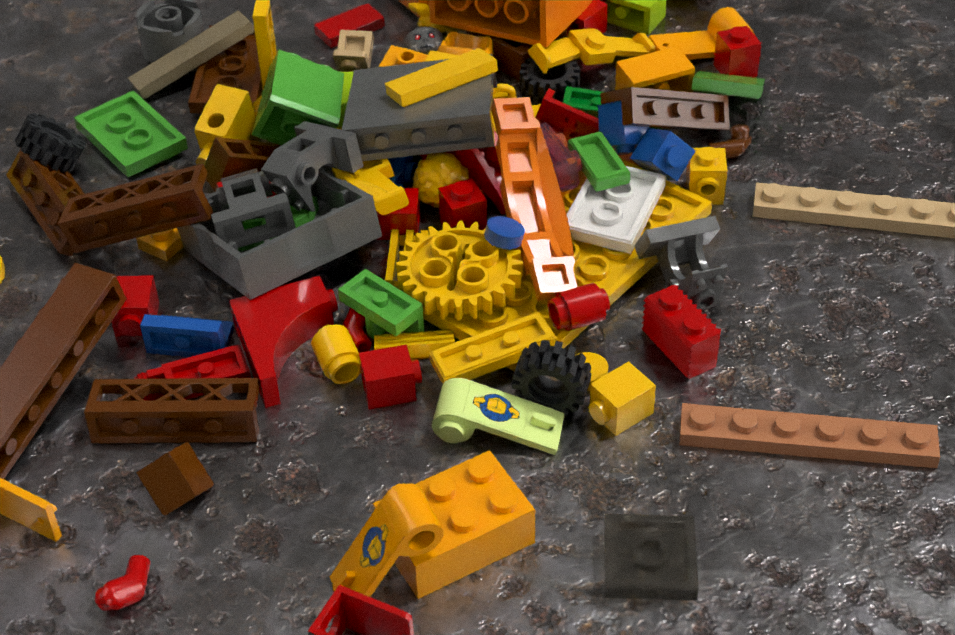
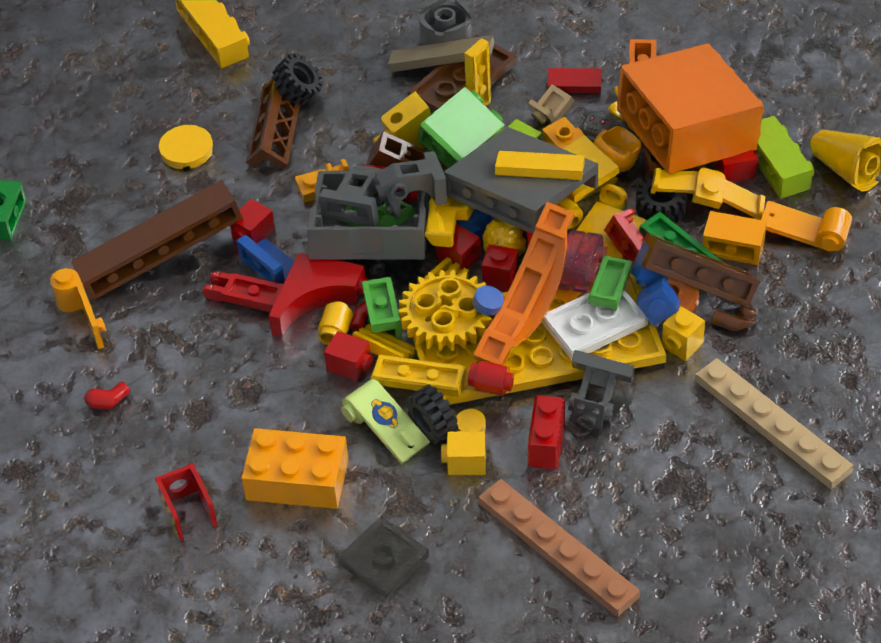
camera: 40 degrees right, 5 degrees up
(131, 133) = (356, 95): bright green plate -> none
(133, 212) = (292, 161): reddish brown fence -> none
(171, 416) = (208, 311): reddish brown fence -> none
(175, 478) = (180, 349): reddish brown panel -> none
(397, 527) = (243, 452): light orange door -> none
(728, 84) = (777, 271): bright green tile -> none
(737, 52) = (813, 250): red brick -> none

